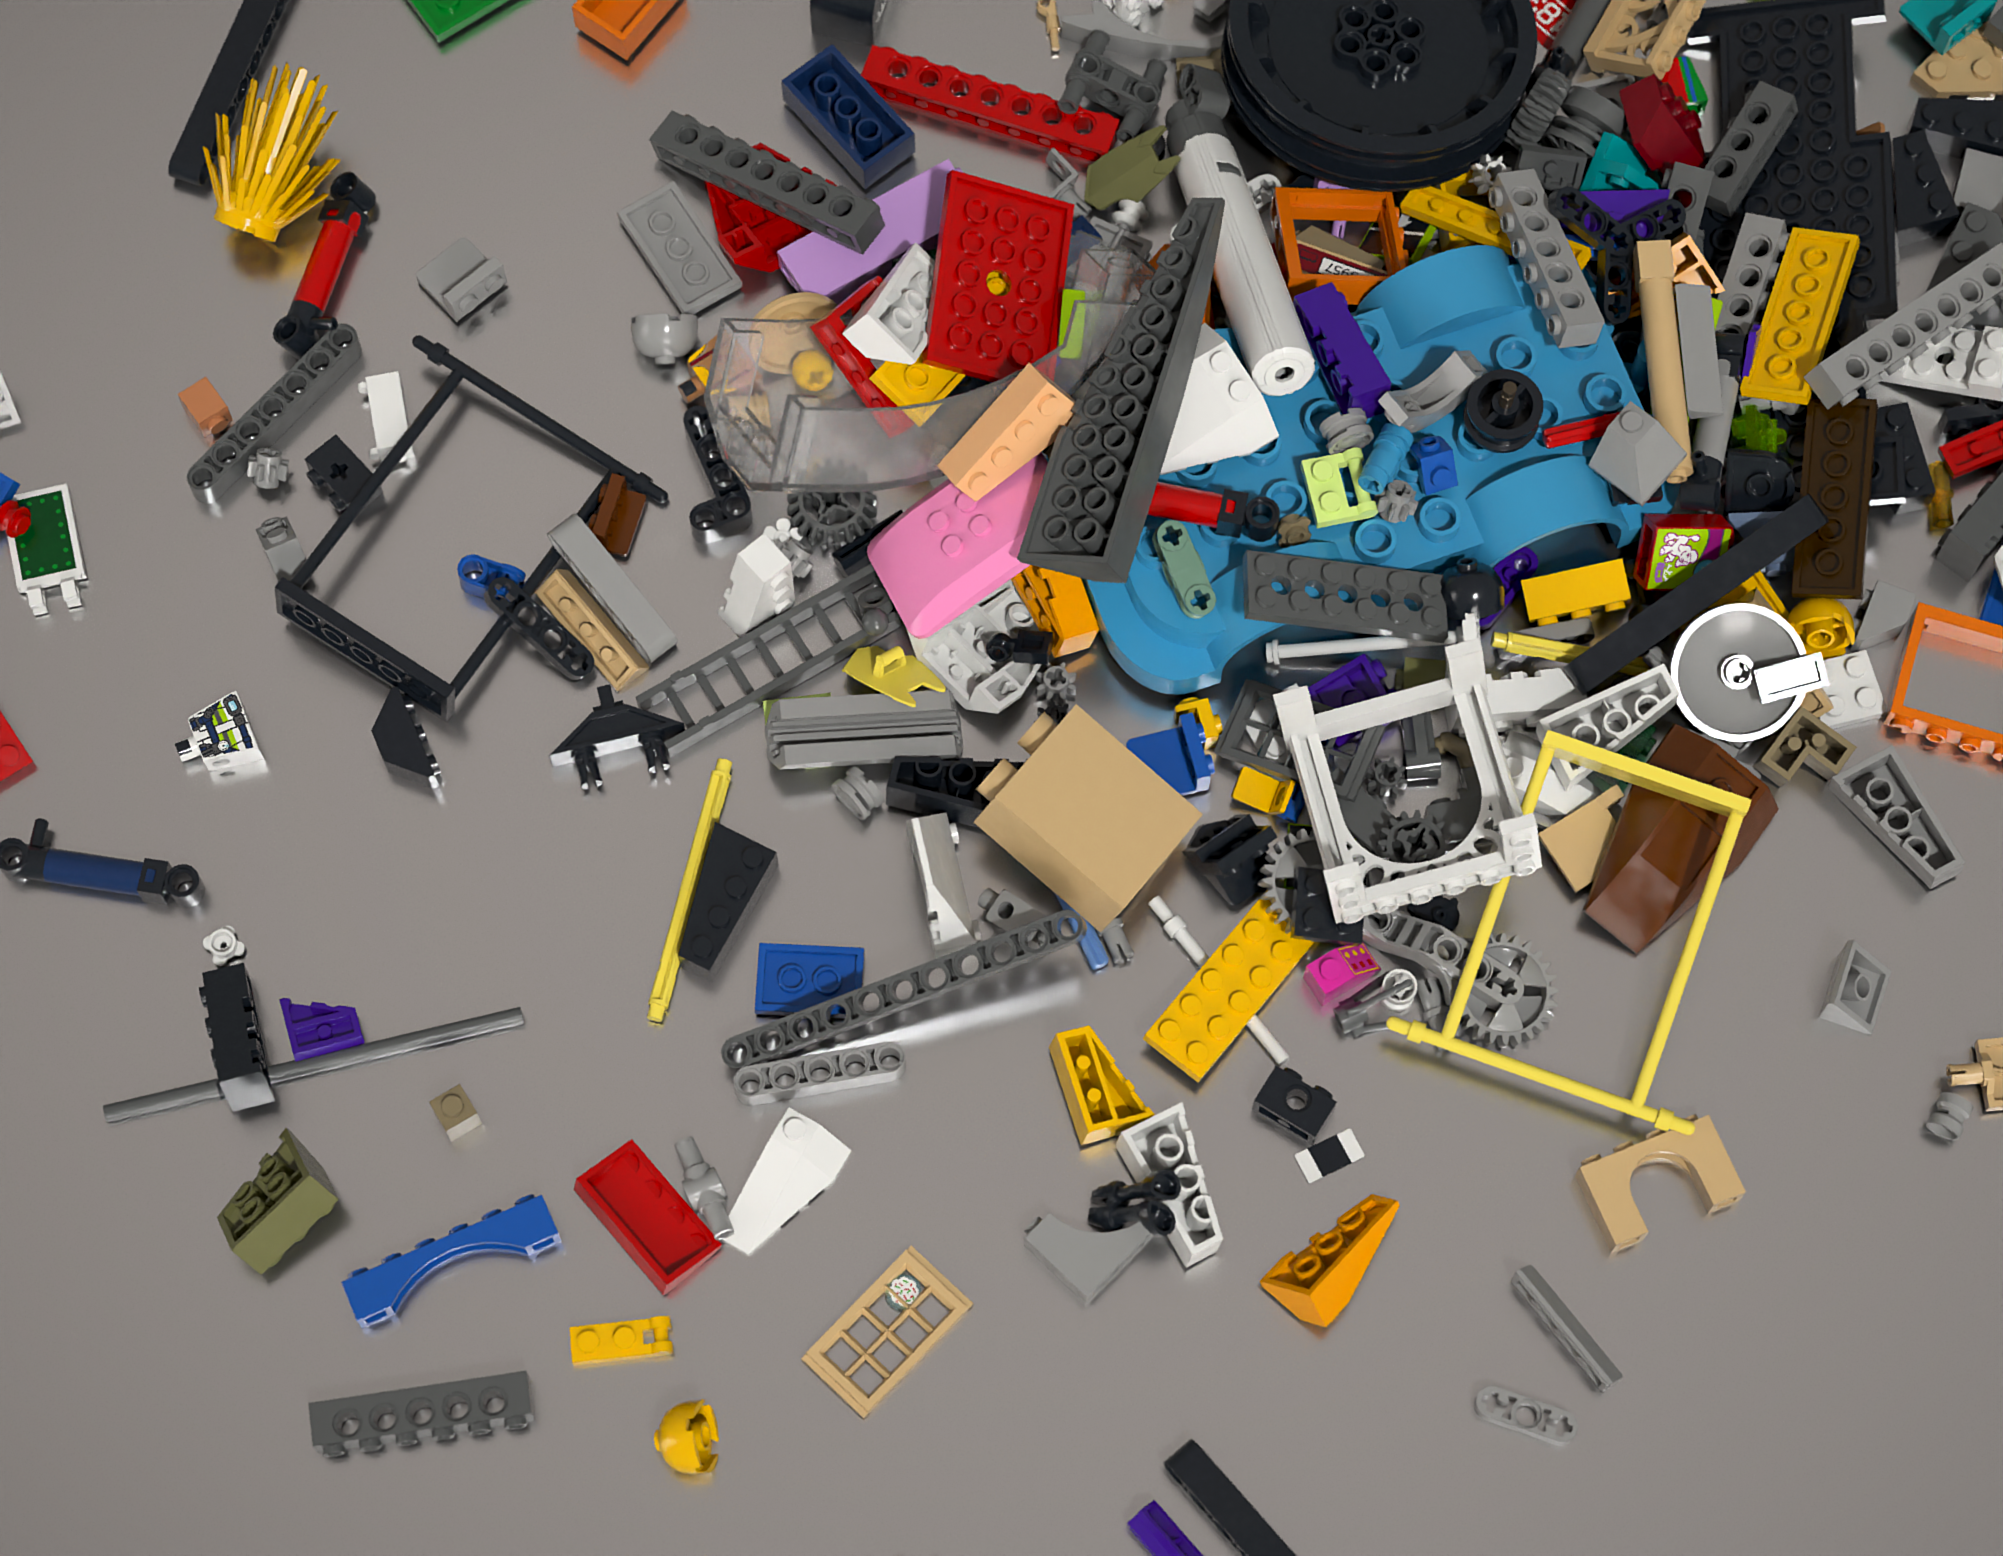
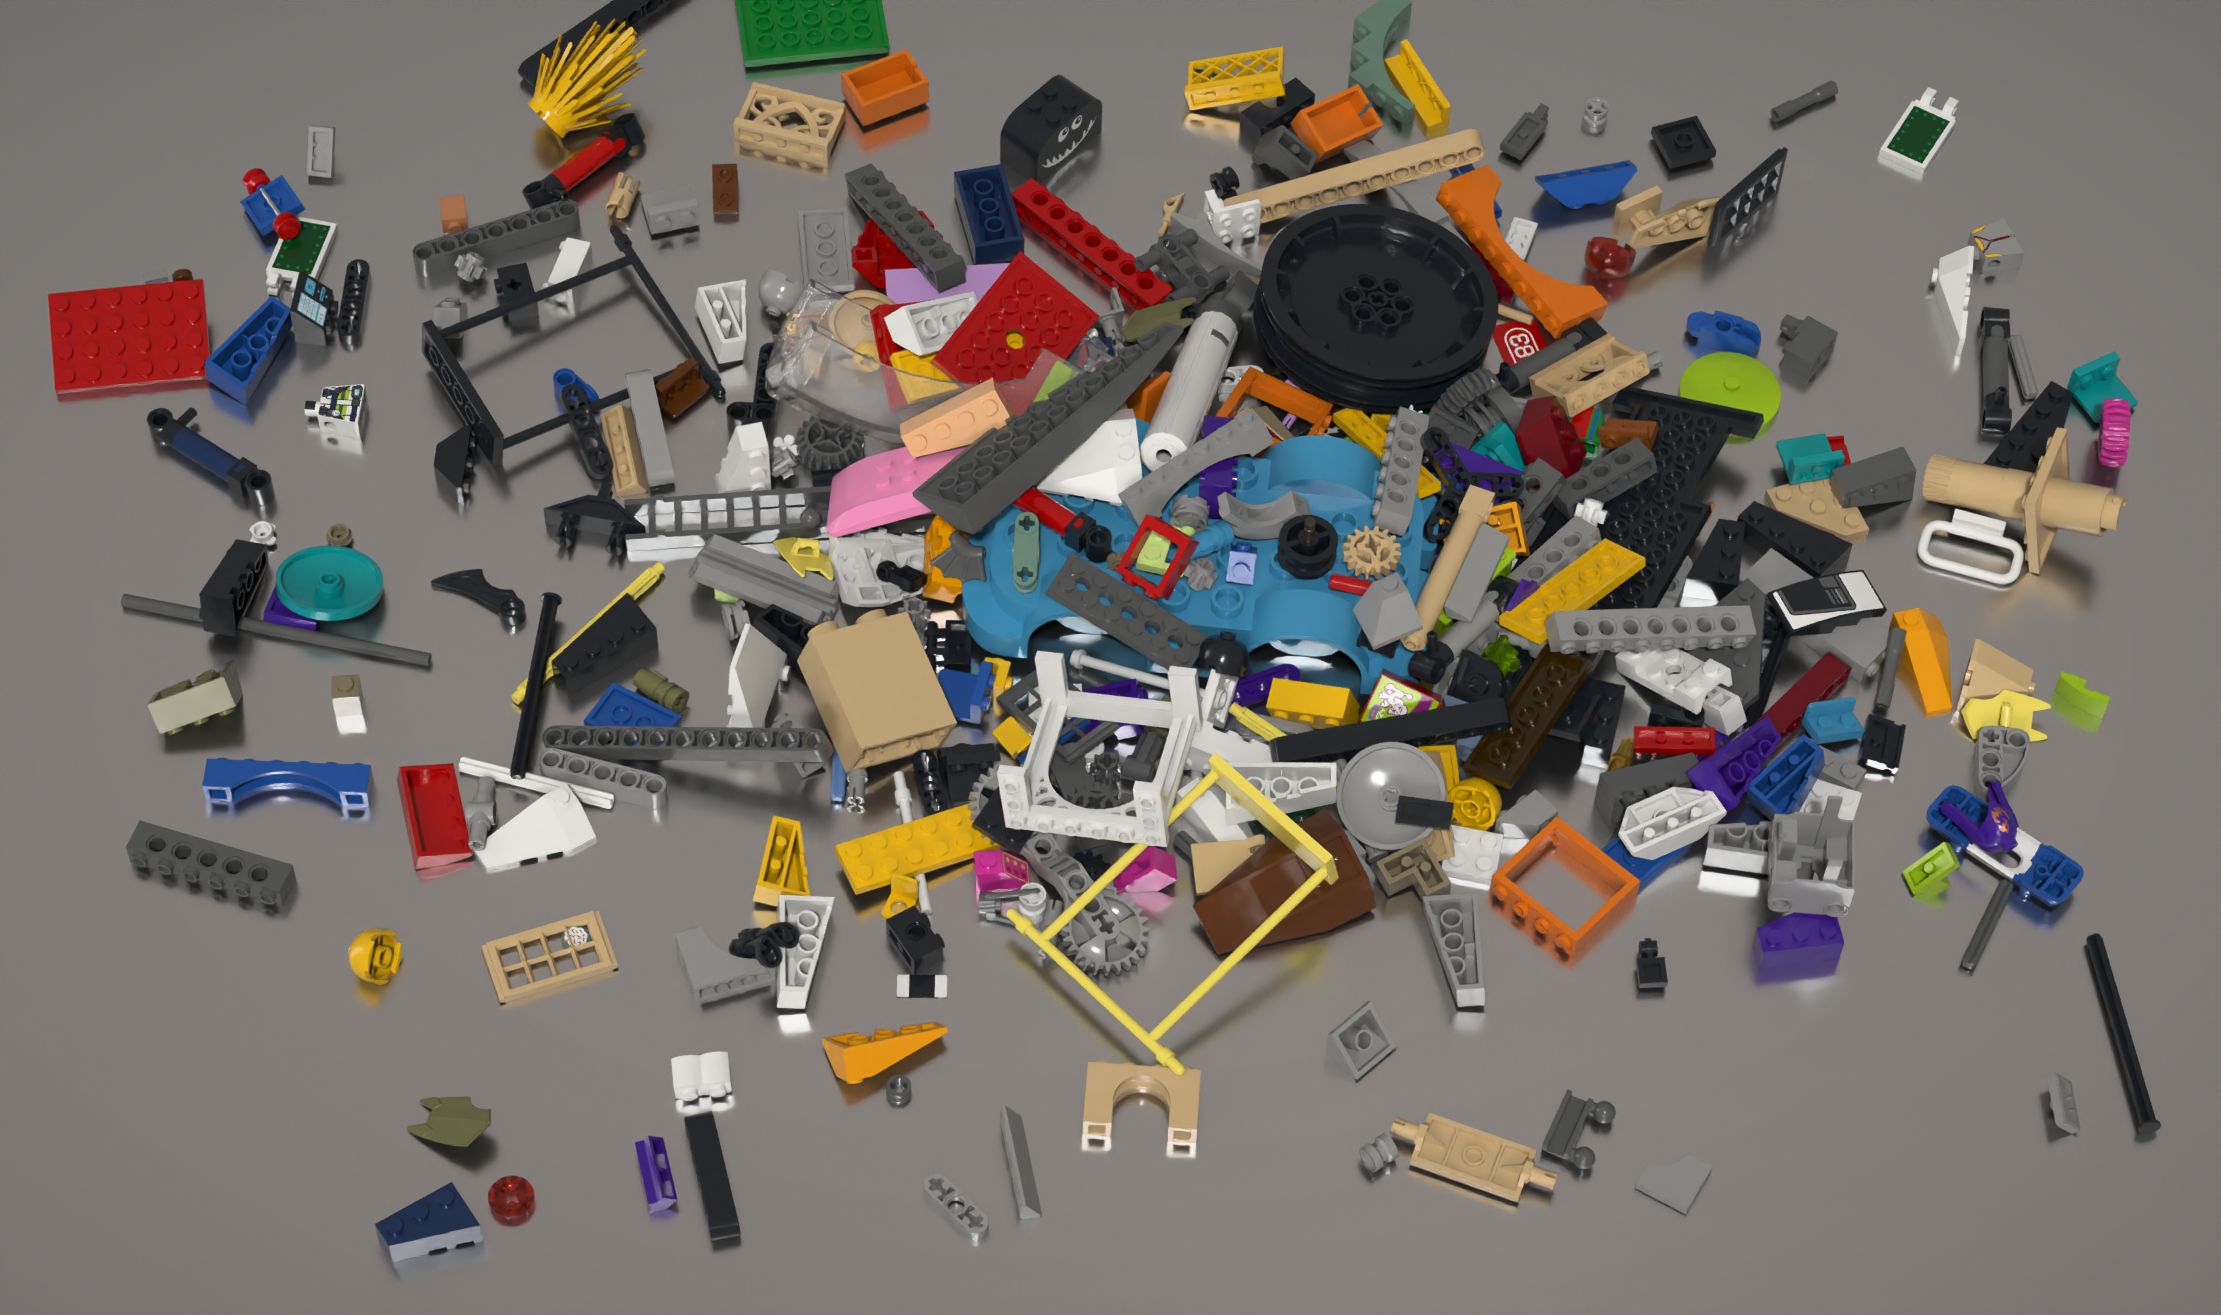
camera: 25 degrees right, 15 degrees down
(64, 716) = (249, 351): none -> blue wedge
(113, 619) = (312, 311): none -> black slope
(149, 578) = (354, 301): none -> black beam
(318, 895) = (336, 531): none -> dark tan plate
(348, 976) = (329, 583): none -> teal dish
(394, 286) = (621, 197): none -> tan arm
(513, 221) = (725, 189): none -> reddish brown plate
(515, 73) = (782, 101): none -> tan fence
(516, 889) = (474, 584): none -> black piece
(616, 400) = (724, 318): none -> white wedge
(620, 1340) = (368, 882): yellow plate -> none
(673, 994) = (534, 684): none -> black axle
(740, 1115) = (535, 781): none -> white axle
(815, 924) = (658, 688): none -> olive axle
(1091, 603) = (961, 559): none -> dark grey arm
(1127, 700) = (957, 645): none -> black plate
(1152, 1399) = (701, 1075): none -> white brick
(1219, 910) = (932, 775): none -> black beam
(1247, 1048) = (903, 891): none -> yellow bracket
(1350, 475) = (1176, 567): none -> red window
(1361, 317) = (1240, 436): none -> light grey arch
(1378, 1311) = (891, 1092): none -> dark grey bush
(1518, 892) = (1147, 872): none -> dark pink slope
(1576, 387) = (1371, 552): none -> tan gear
(1735, 74) = (1621, 431): none -> dark orange bracket
(1756, 198) = (1591, 511): none -> white gear

